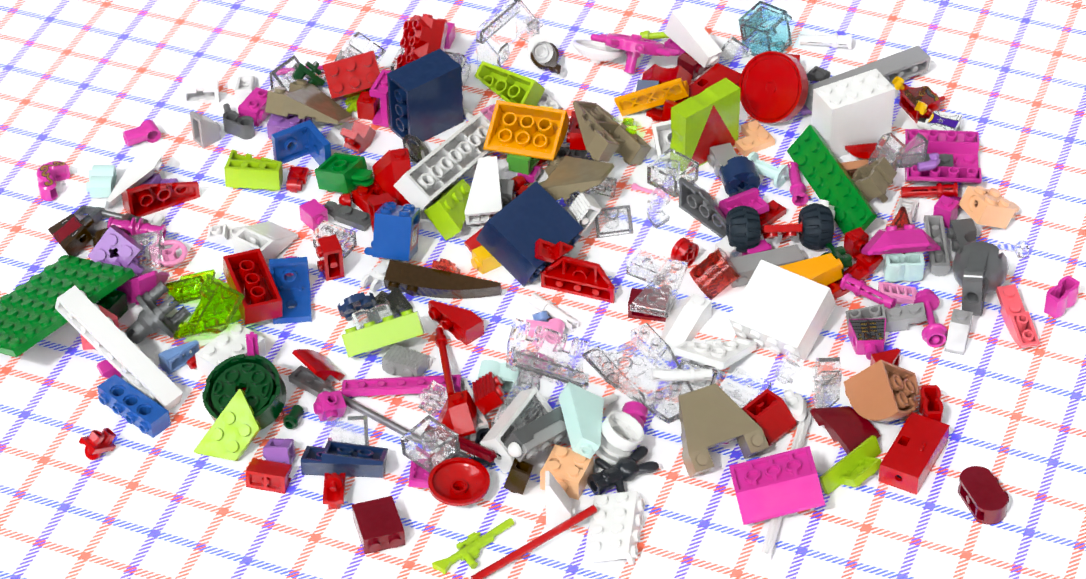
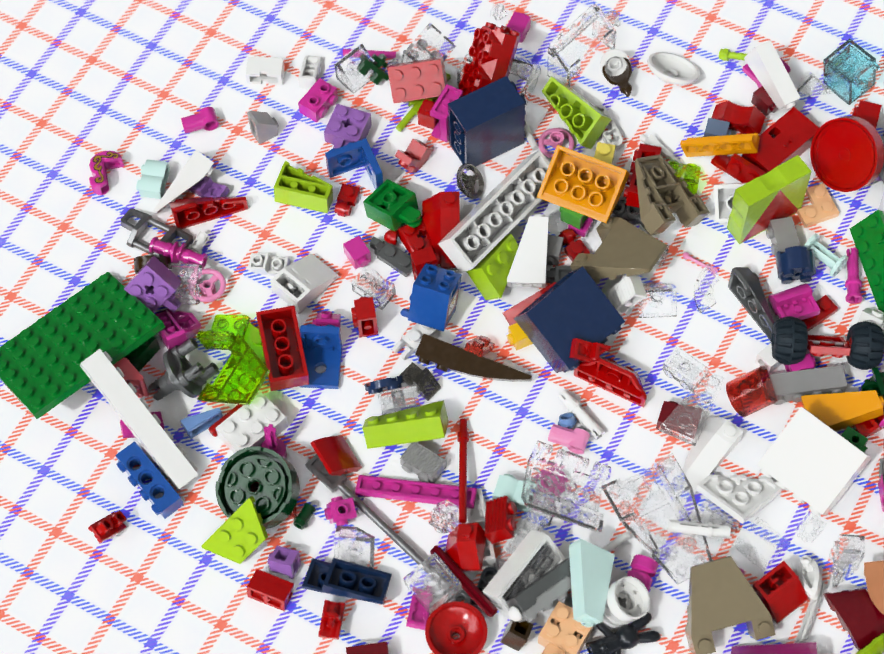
camera: 10 degrees right, 20 degrees up
(73, 233) = (115, 248): dark brown torso -> none
(240, 127) = (297, 122): dark grey beam -> none
(305, 101) = (368, 112): dark tan wedge -> none
(458, 321) = (485, 416): red slope -> none
(634, 47) = (710, 75): dark pink piece -> none
(669, 168) = (727, 247): clear brick -> none
(685, 251) = (725, 356): red wheel -> none

